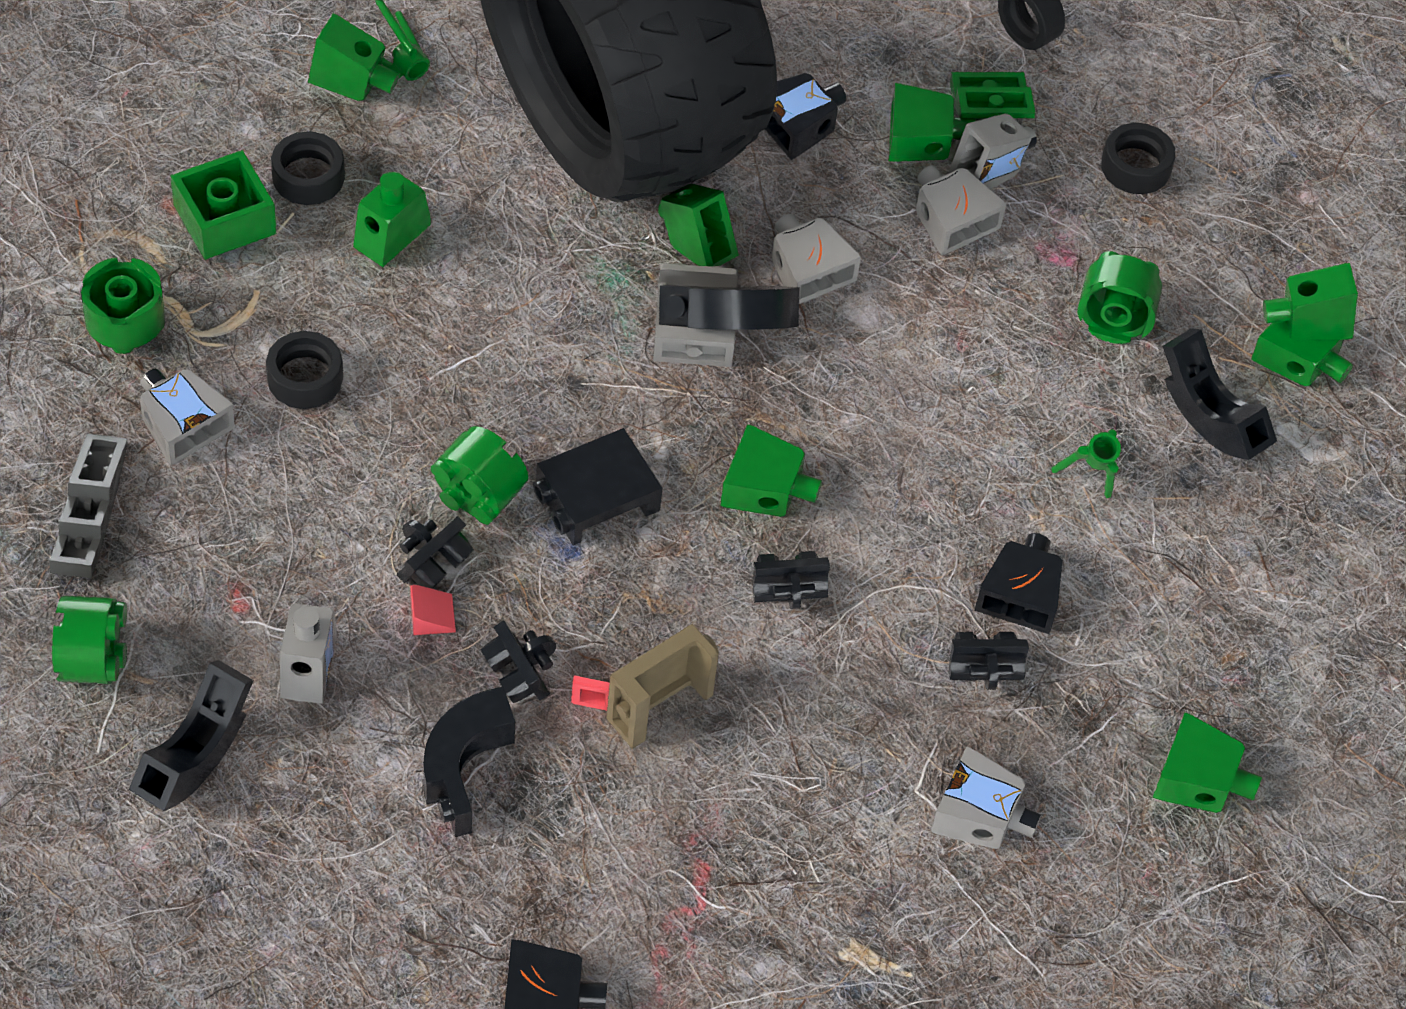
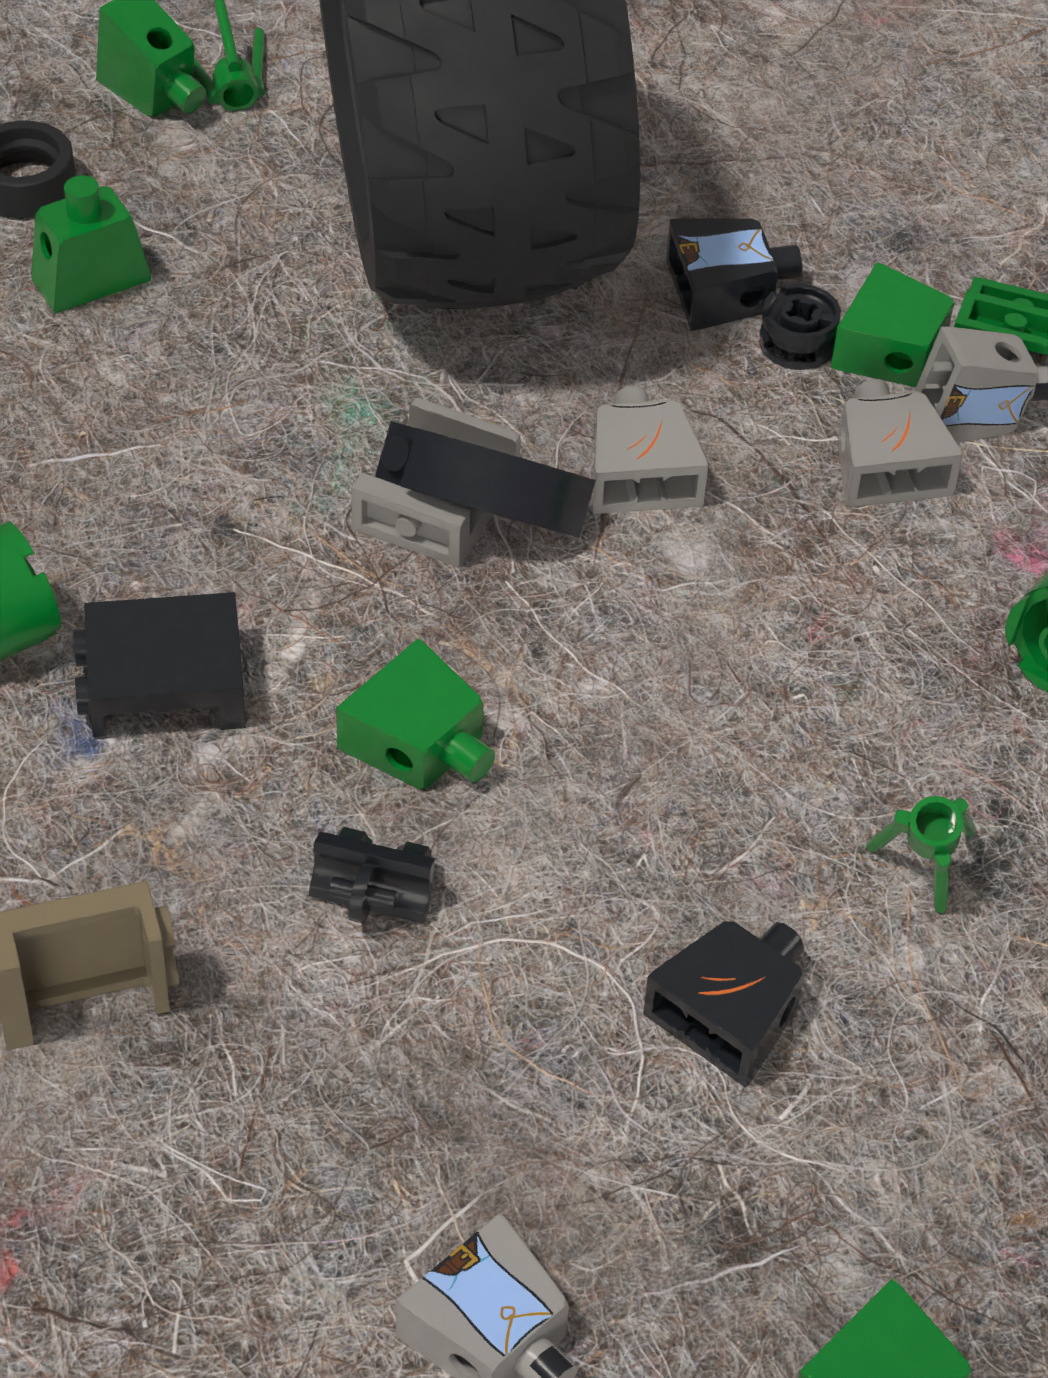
camera: 25 degrees right, 5 degrees down
(699, 225) = (495, 357): green torso -> none
(861, 136) = (799, 322): none -> black wheel
(988, 658) = (616, 1090): black hips -> none

